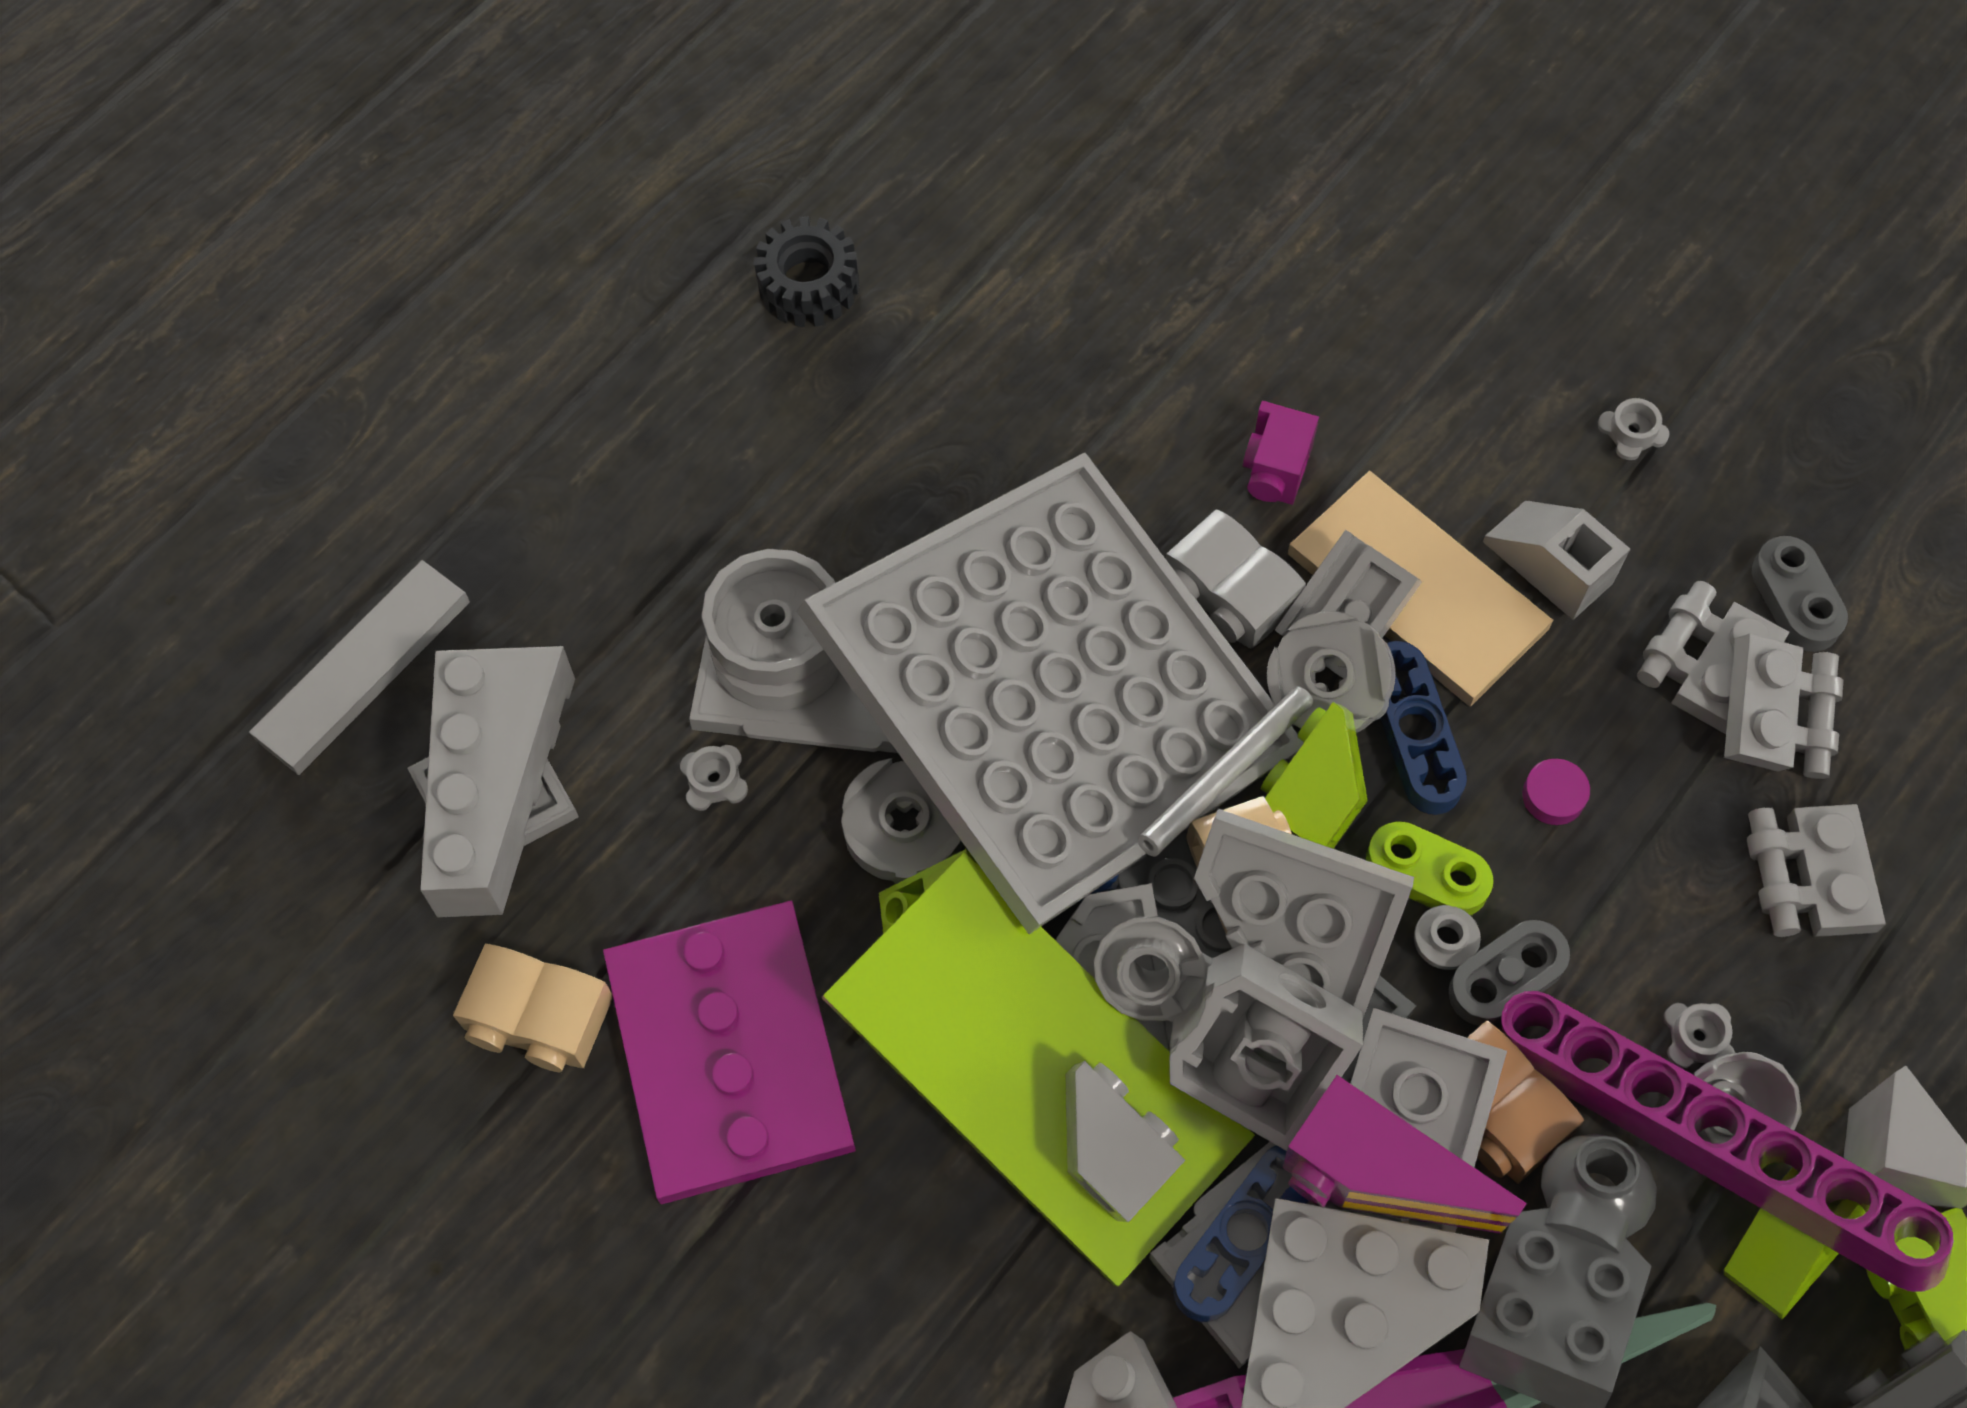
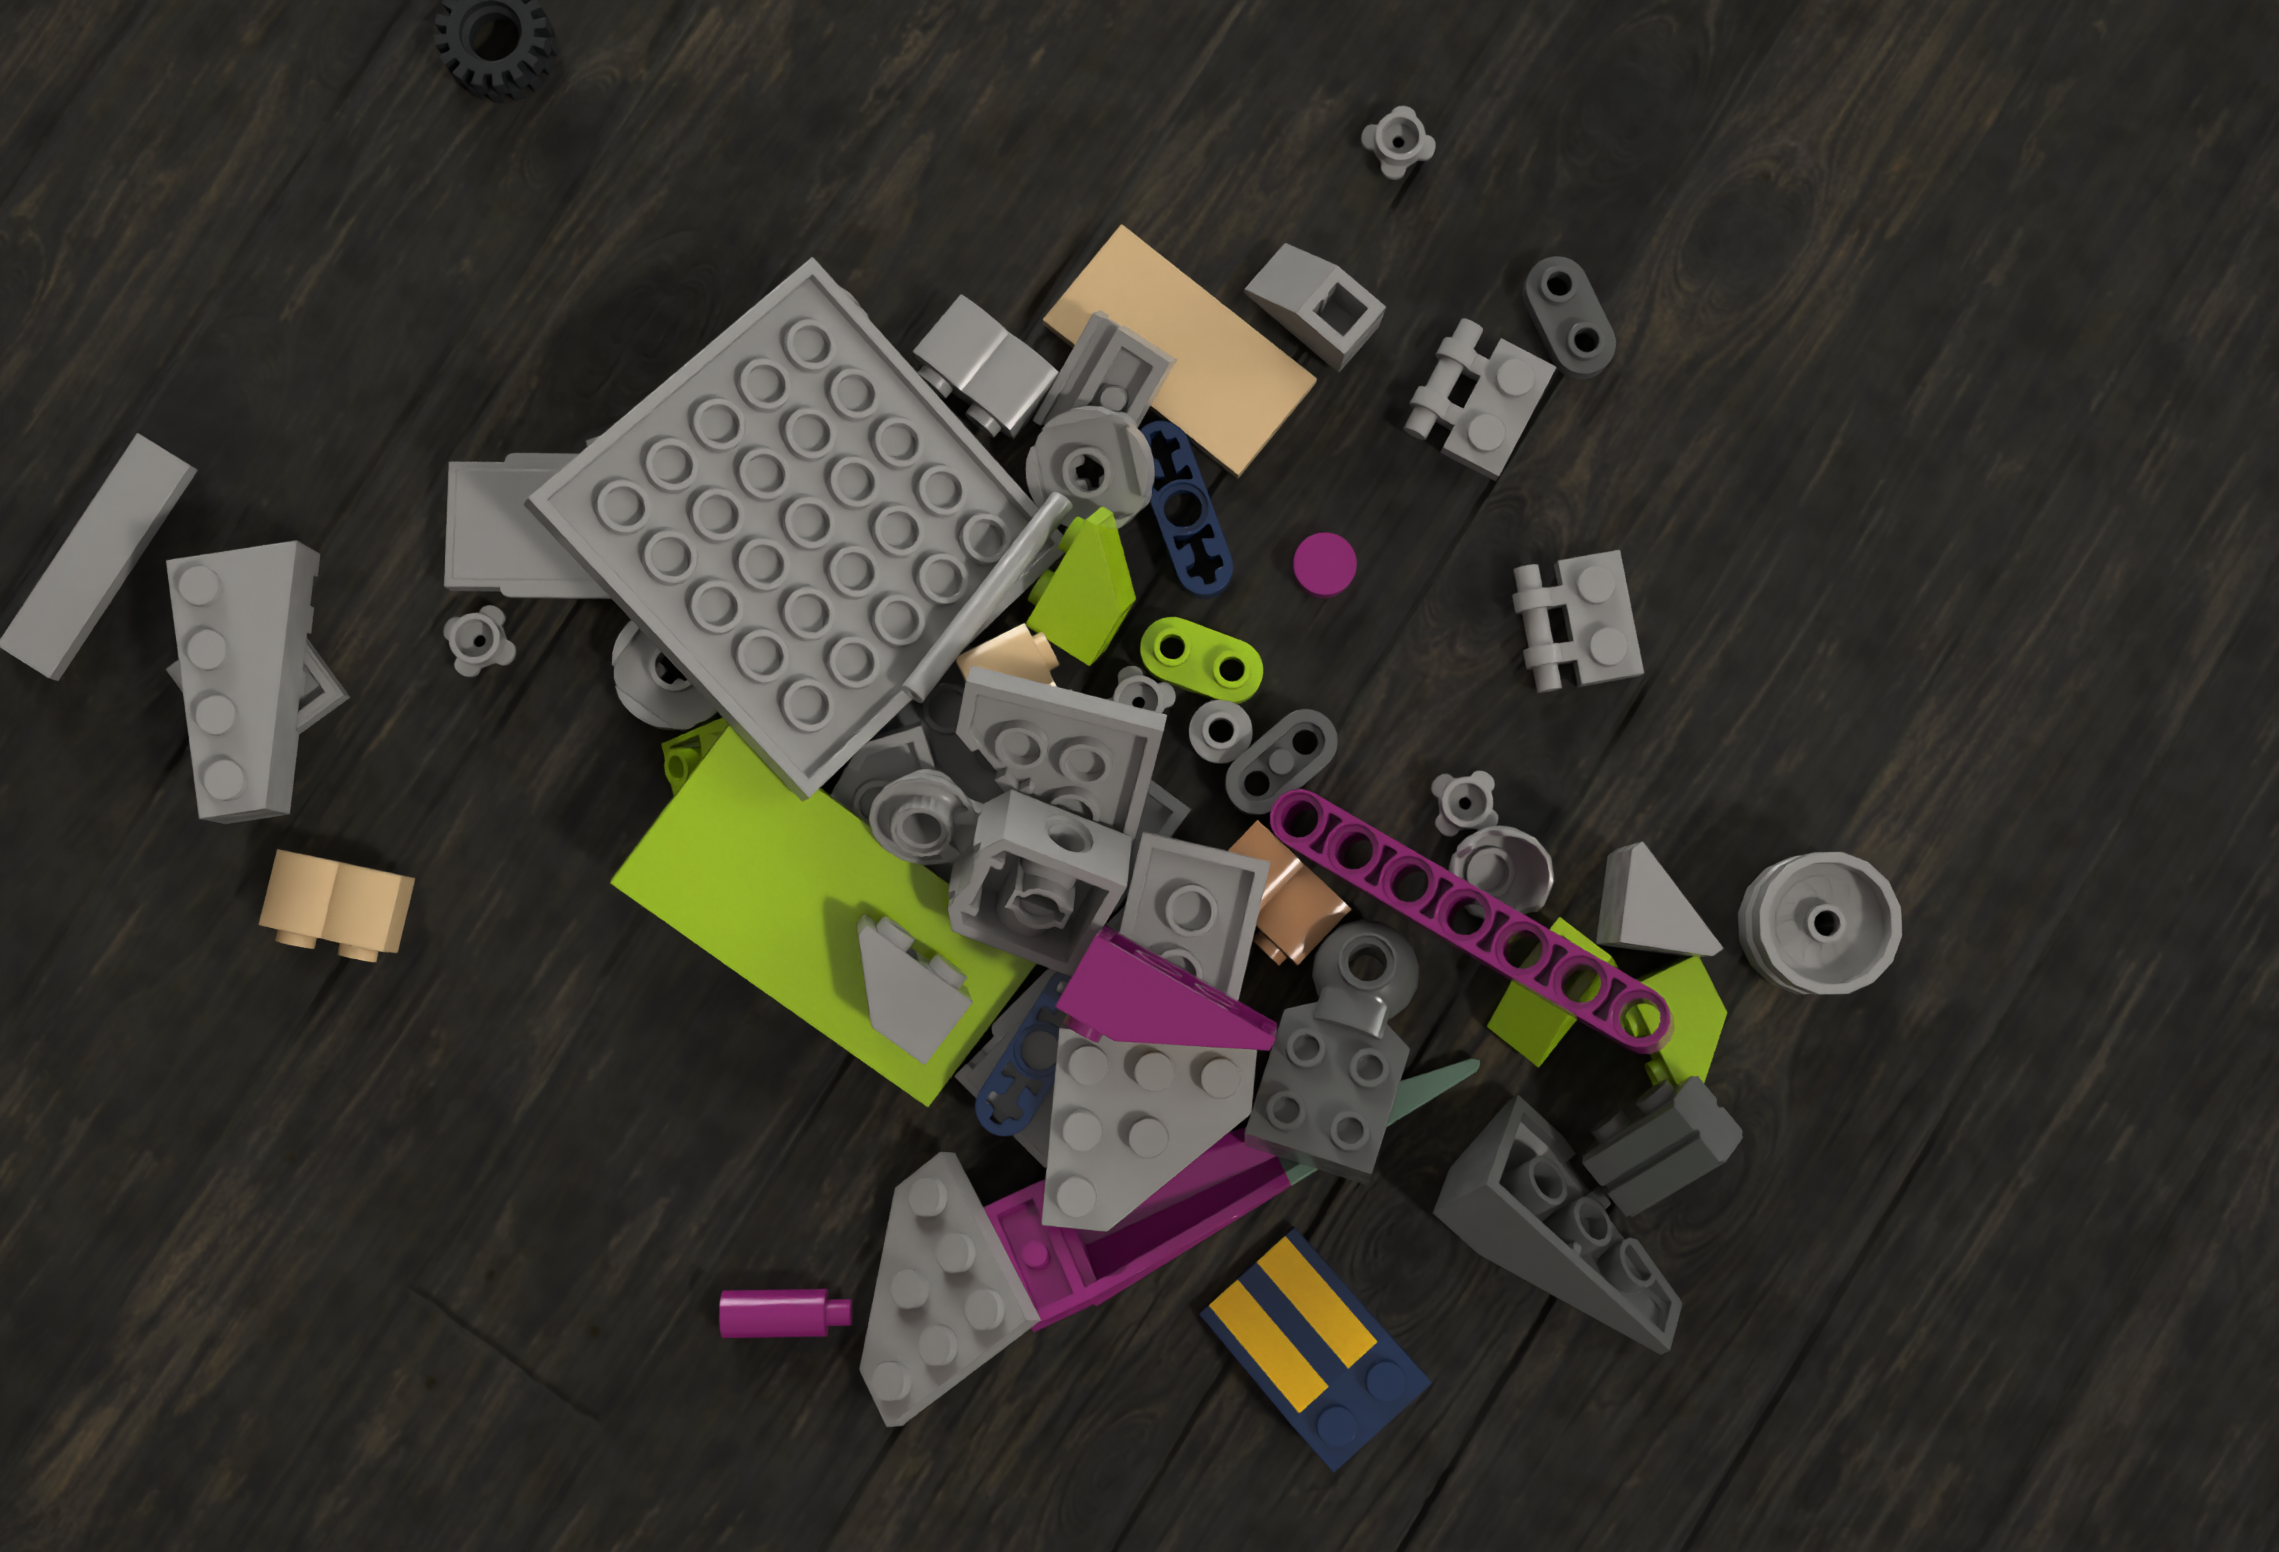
camera: 10 degrees left, 20 degrees up
(727, 1052) = (532, 920): magenta plate -> none
(757, 636) = (478, 473): light grey wheel -> none
(1279, 452) = (1025, 216): magenta brick -> none
(1766, 704) = (1529, 453): light grey plate -> none

